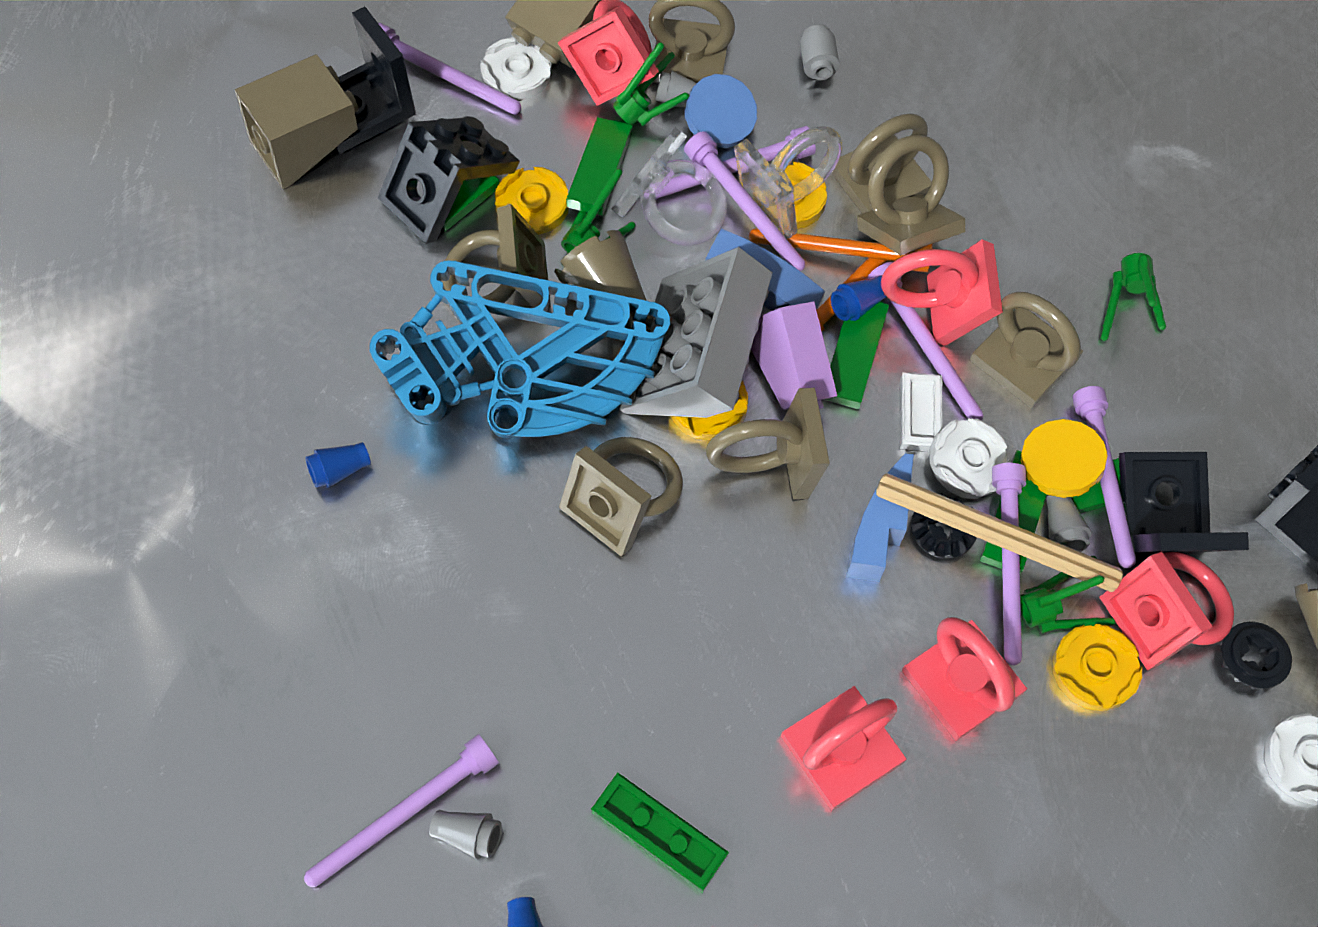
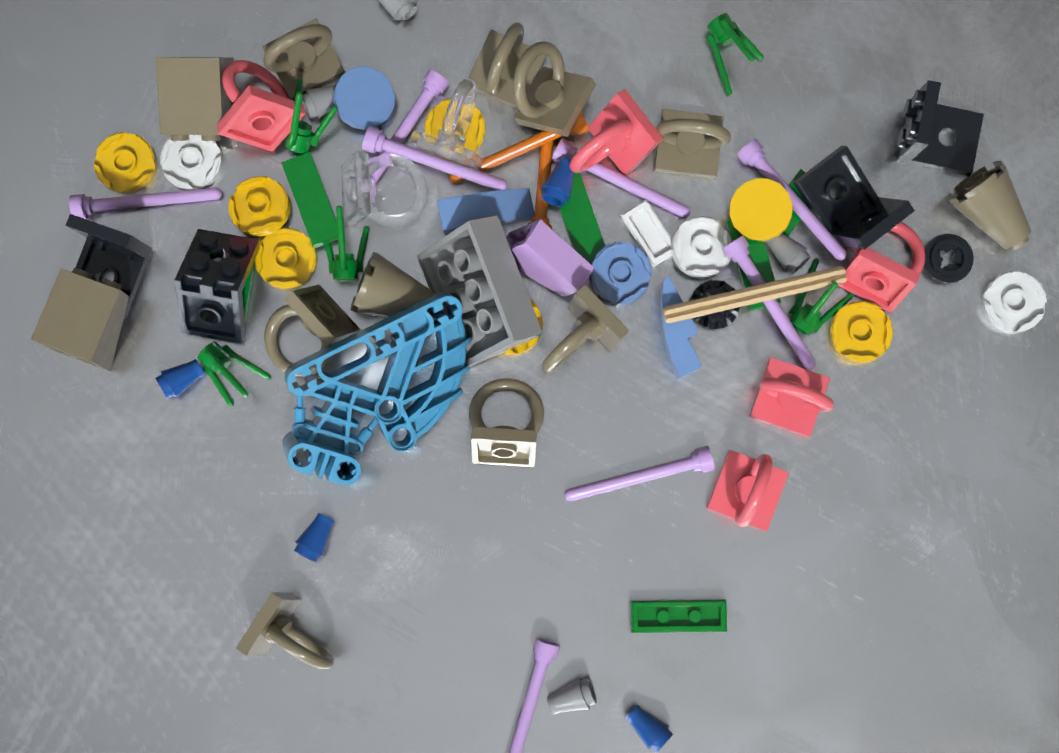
camera: 30 degrees left, 20 degrees up
(213, 510) = (275, 628): none -> dark tan tile
(339, 232) = (179, 378): none -> blue cone
(388, 241) = (216, 361): none -> green plant
(455, 34) = (125, 163): none -> yellow tile
(545, 140) = (259, 206): none -> yellow tile
(809, 673) = (698, 461): none -> lavender piece
(862, 424) = (620, 272): none -> medium blue tile

